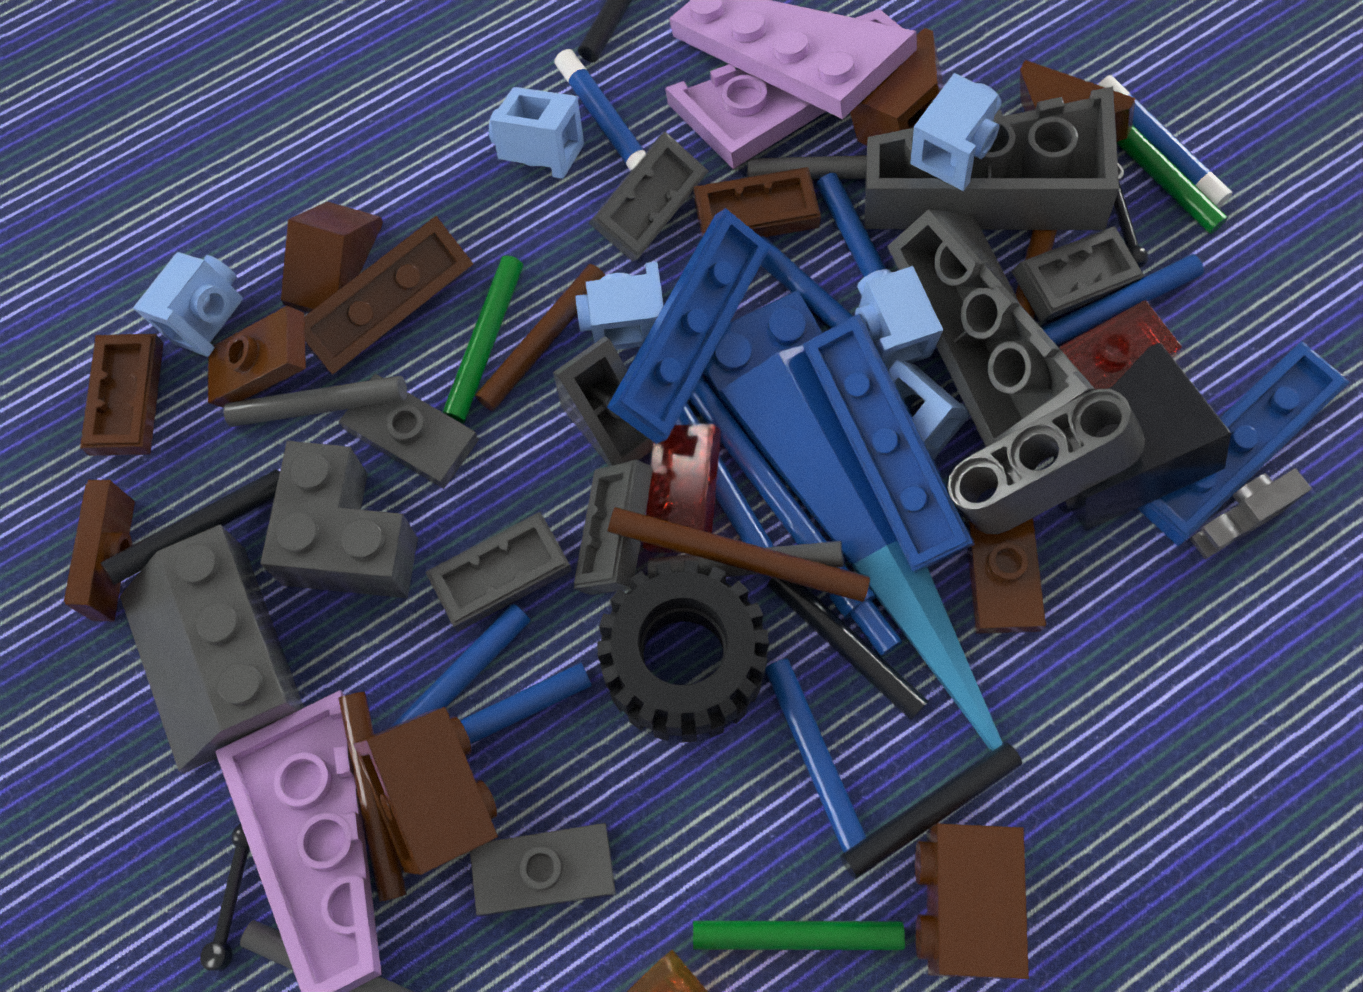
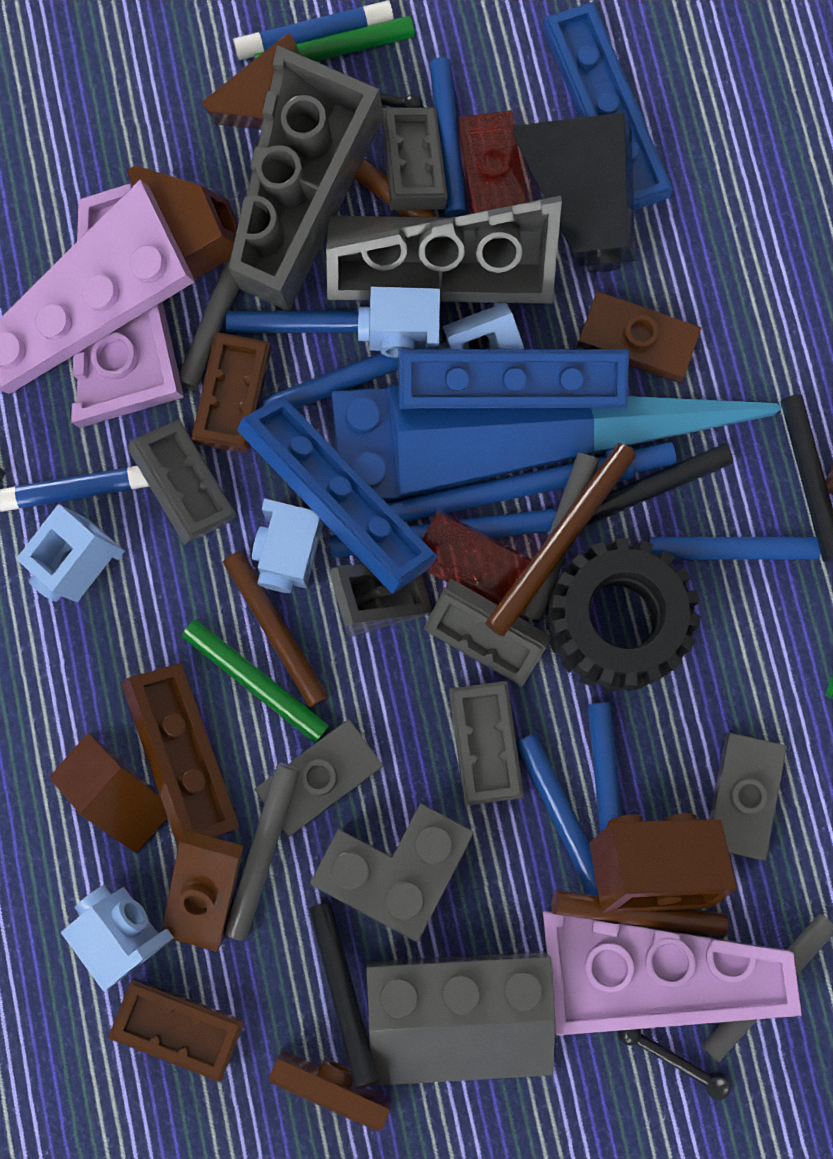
camera: 75 degrees left, 10 degrees up
(956, 130) = (273, 190): light blue brick -> none
(1061, 433) = (577, 235): dark grey beam -> none
(1258, 503) = (671, 123): flat silver plate -> none

